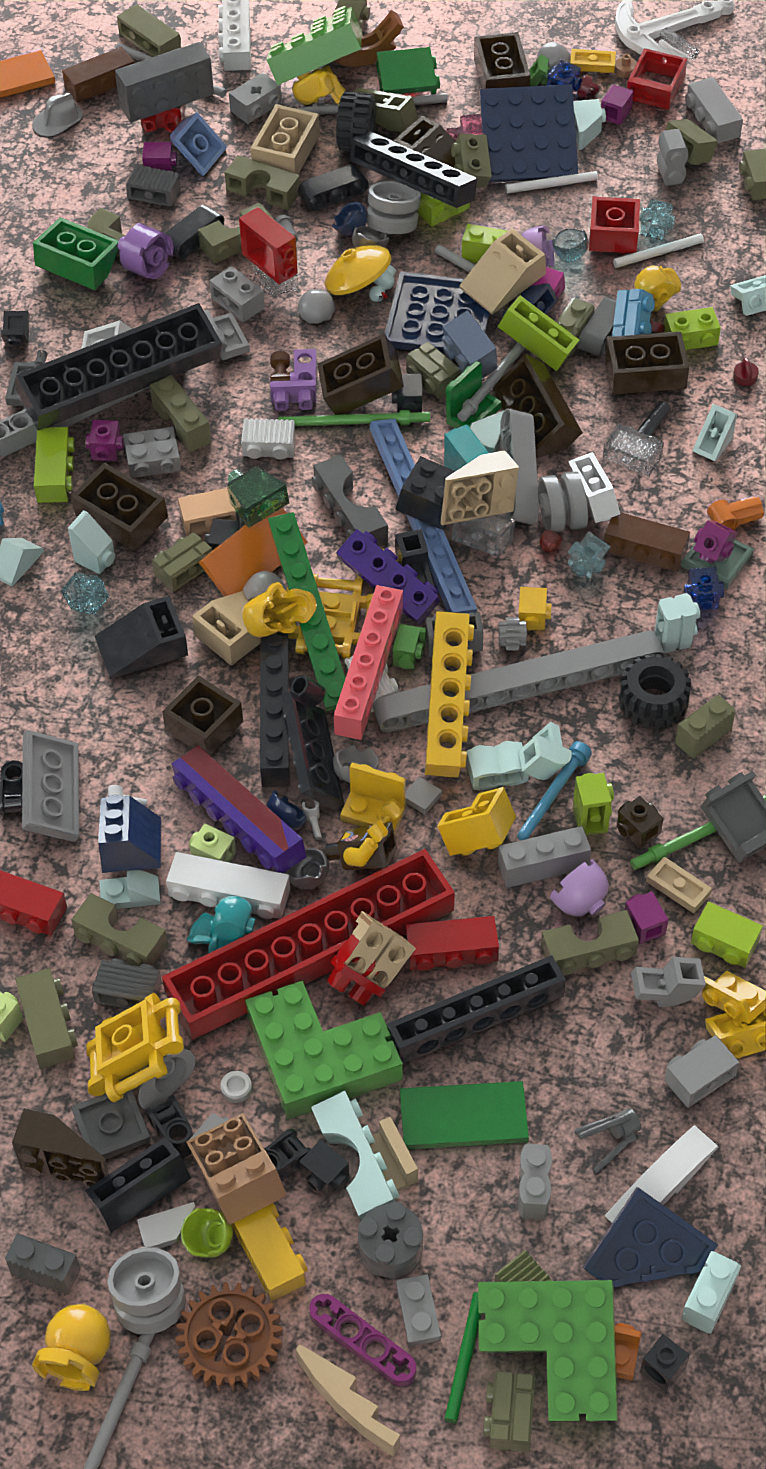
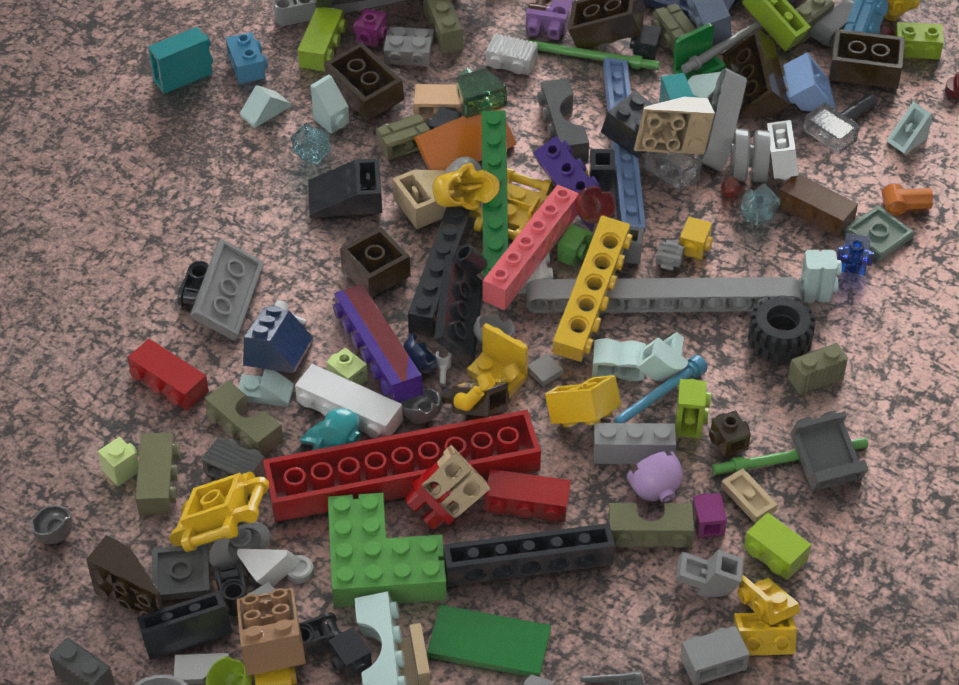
camera: 15 degrees right, 5 degrees down
(203, 1093) = (268, 564): none -> white slope
(423, 598) = (593, 203): none -> clear red hair
(594, 406) = (807, 84): none -> light blue slope
(714, 542) = (877, 216): magenta brick -> none

